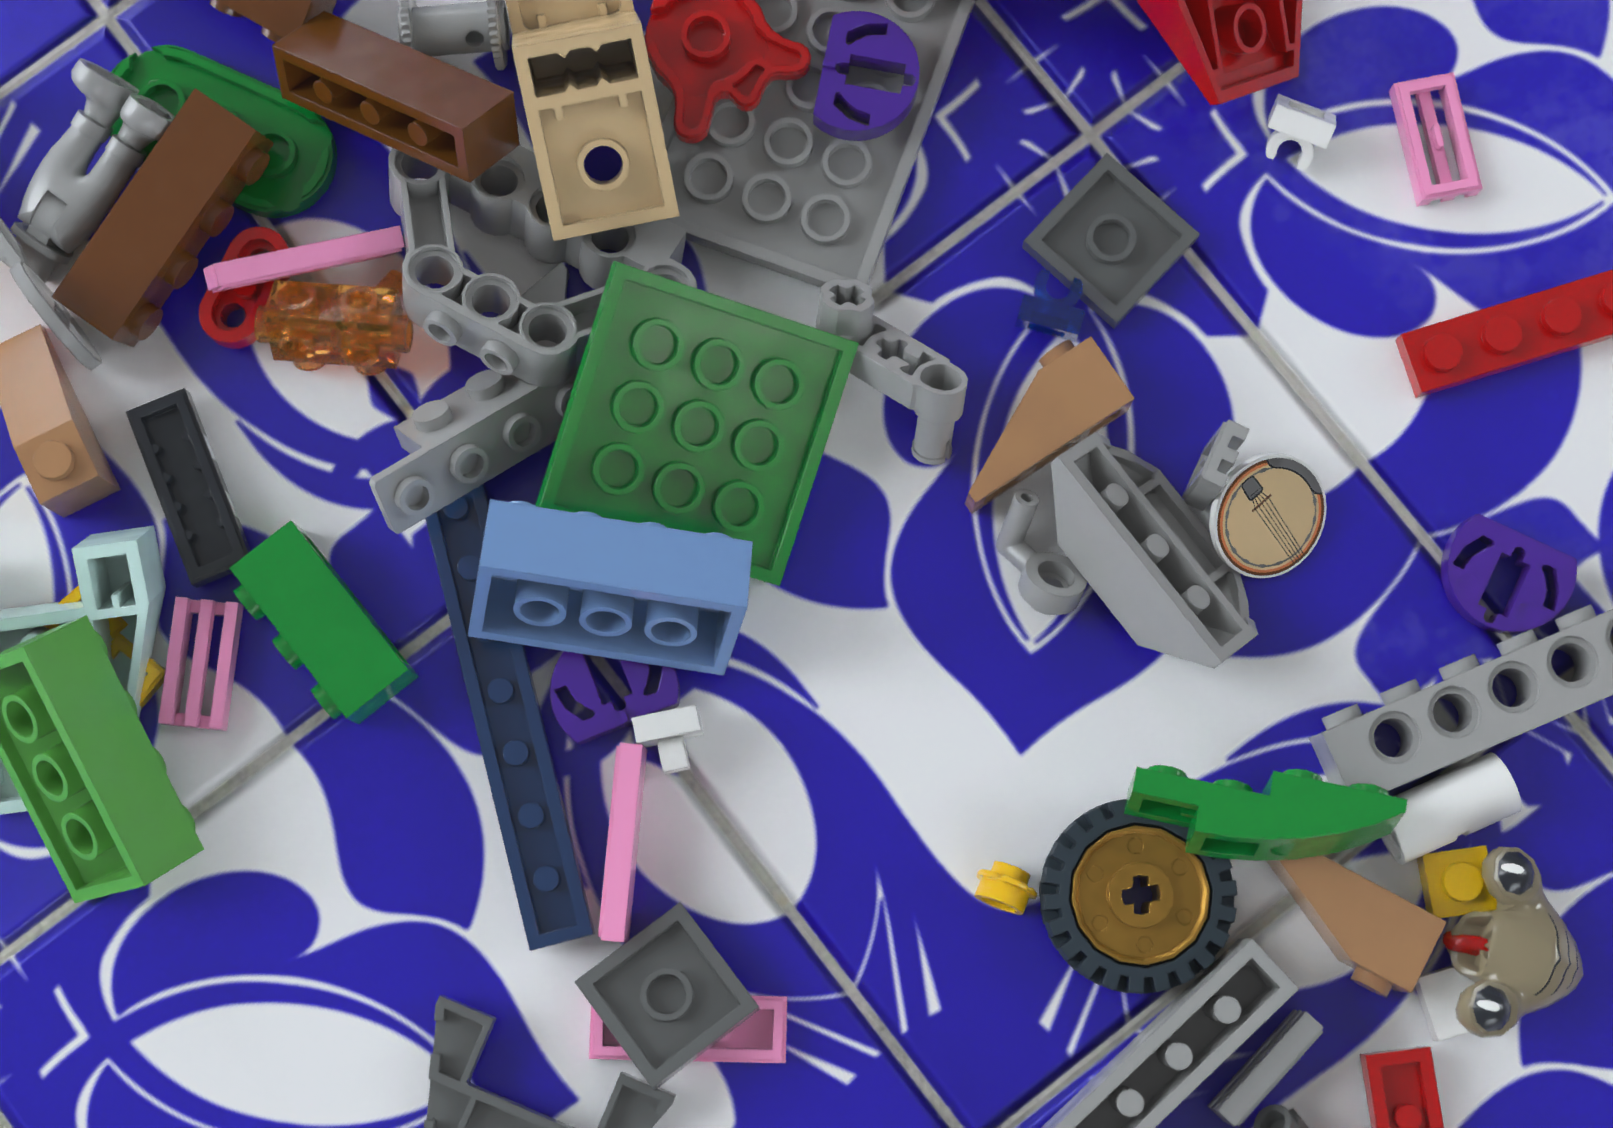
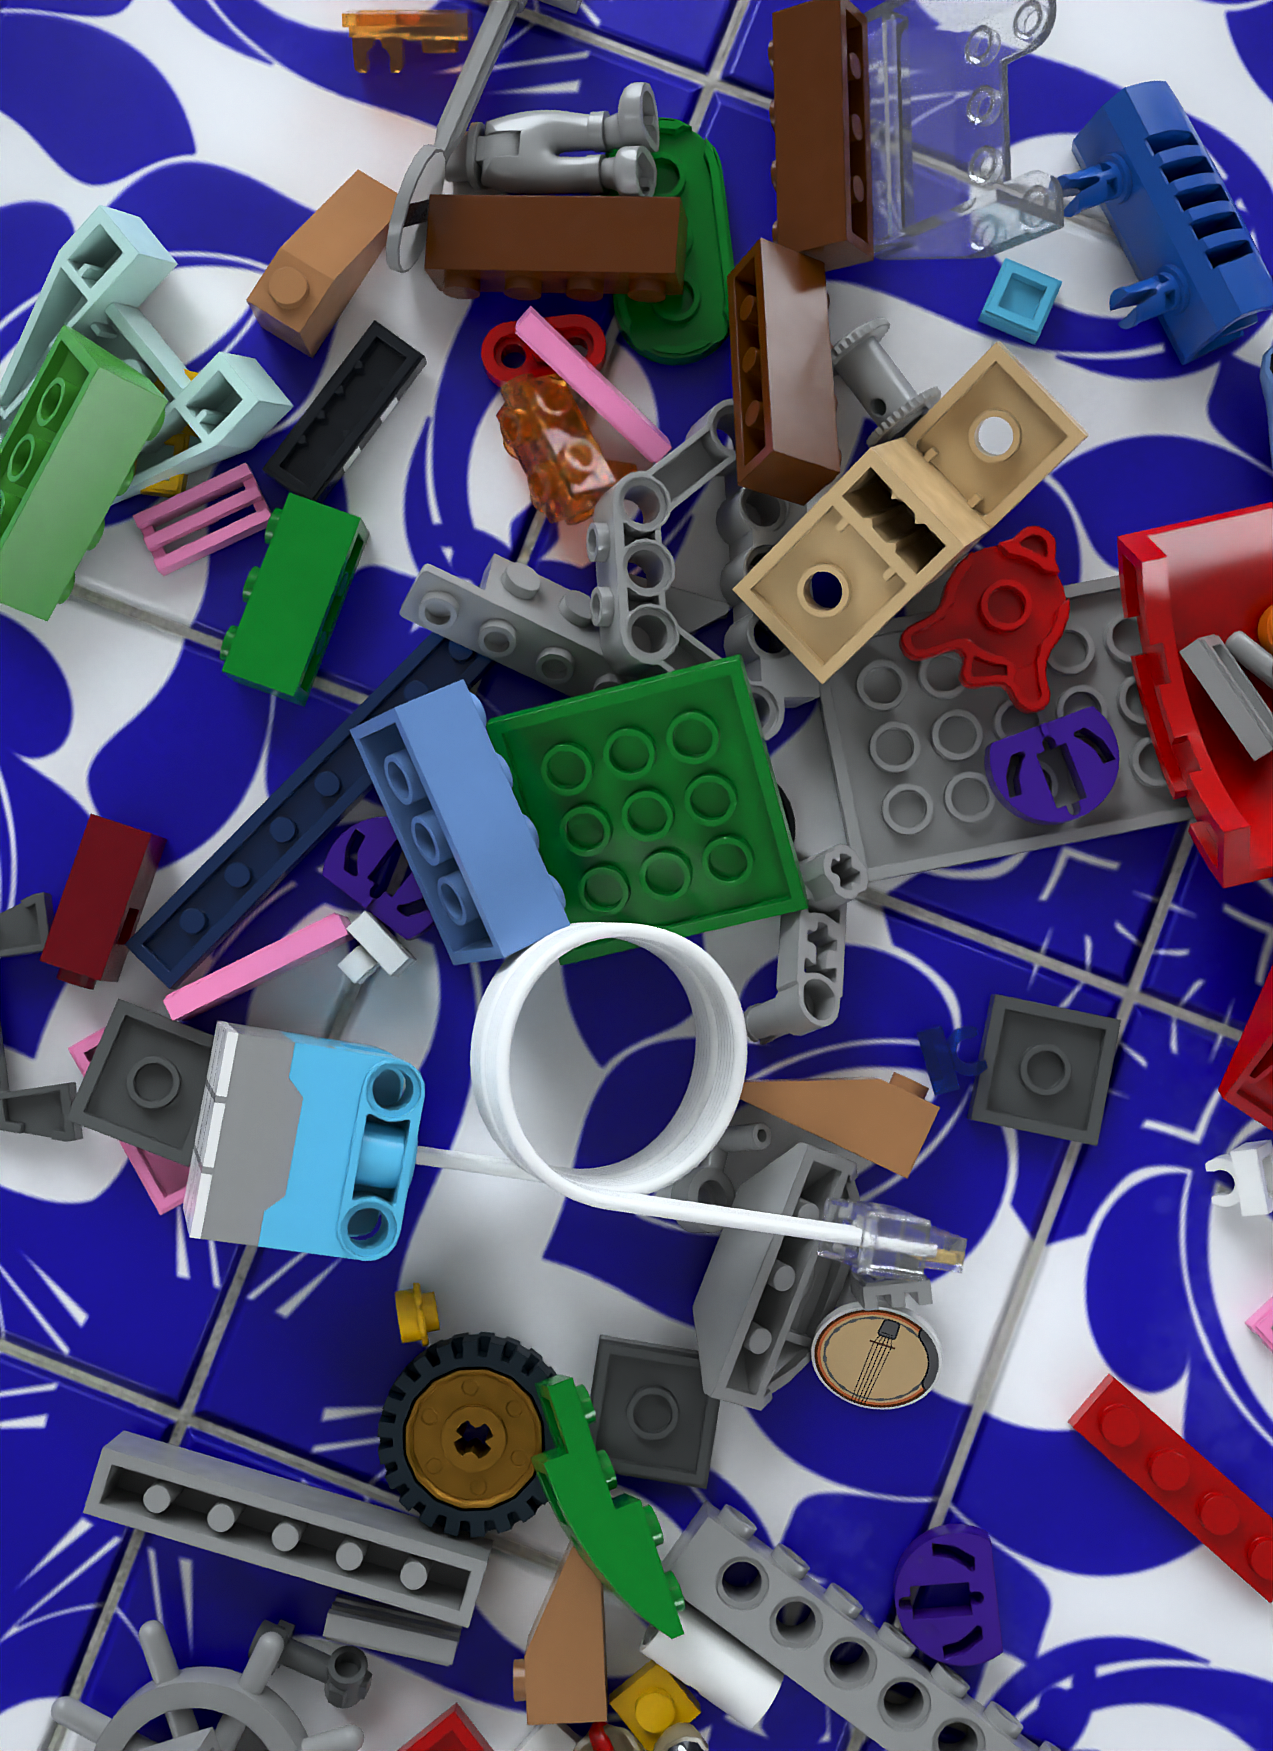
camera: 60 degrees right, 5 degrees up
(479, 948) = (102, 902): none -> dark red brick
(807, 863) = (314, 1141): none -> piece
(1208, 727) = (653, 1411): none -> dark grey tile

